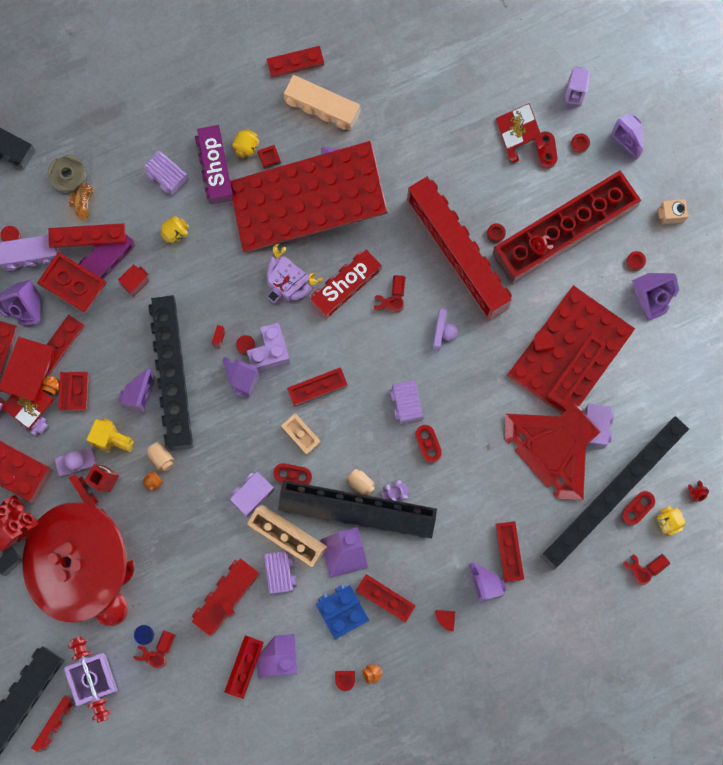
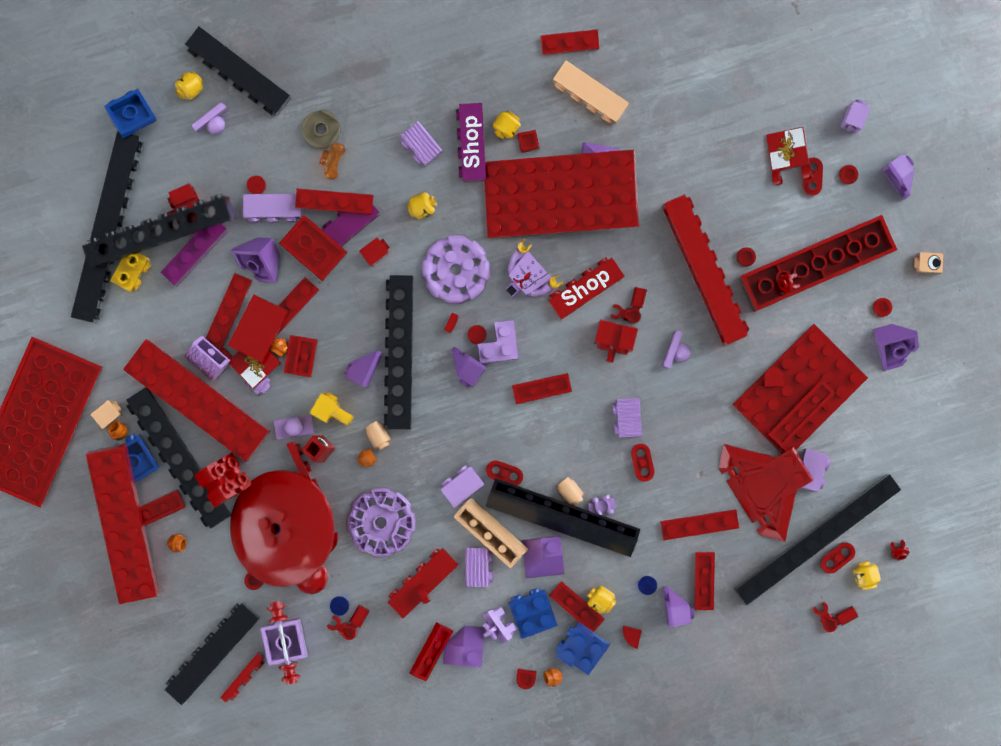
camera: 15 degrees right, 10 degrees up
(52, 624) = (252, 583): none -> red tile
(180, 554) = (392, 519): none -> lavender plate
(208, 277) = (467, 269): none -> lavender plate
(300, 434) = (518, 433): light nougat plate -> none
(306, 631) = (495, 627): none -> lavender hips
(381, 325) = (615, 338): none -> red brick
(397, 639) = (582, 648): none -> blue plate
(409, 586) = (601, 599): none -> yellow head
(453, 565) = (647, 585): none -> clear blue tile
(495, 497) = (699, 524): none -> red plate

